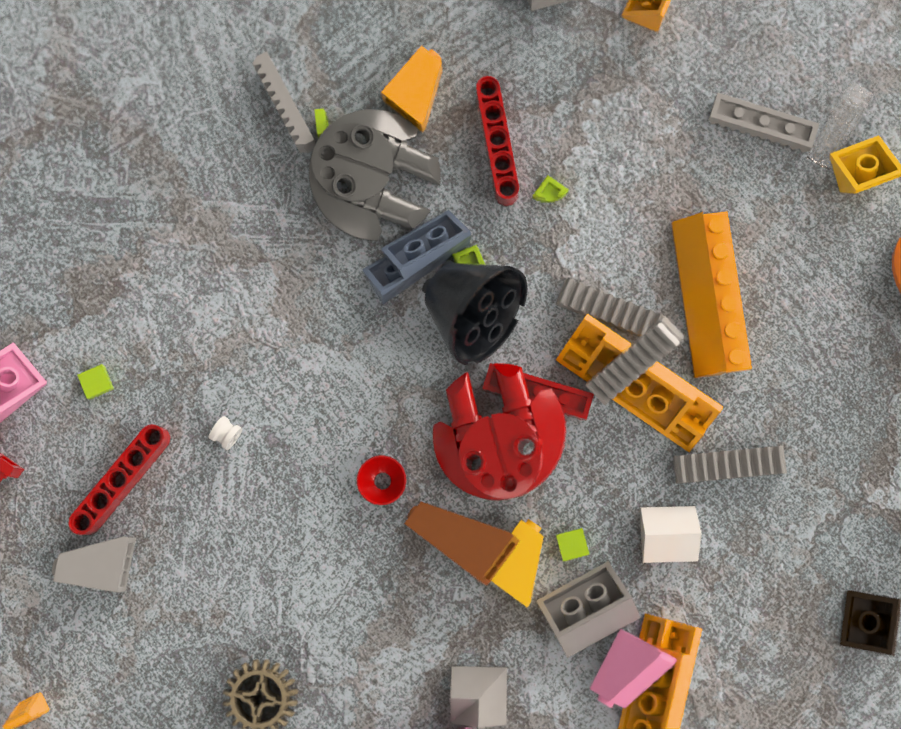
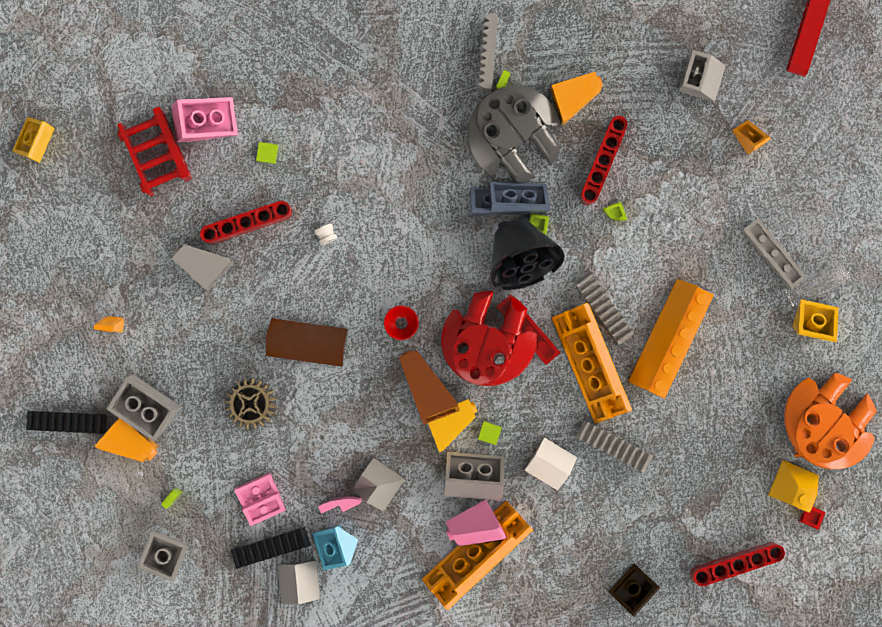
camera: 25 degrees right, 5 degrees up
(281, 578) = (306, 342): none -> reddish brown slope
(635, 360) = (596, 349): light grey gear -> none

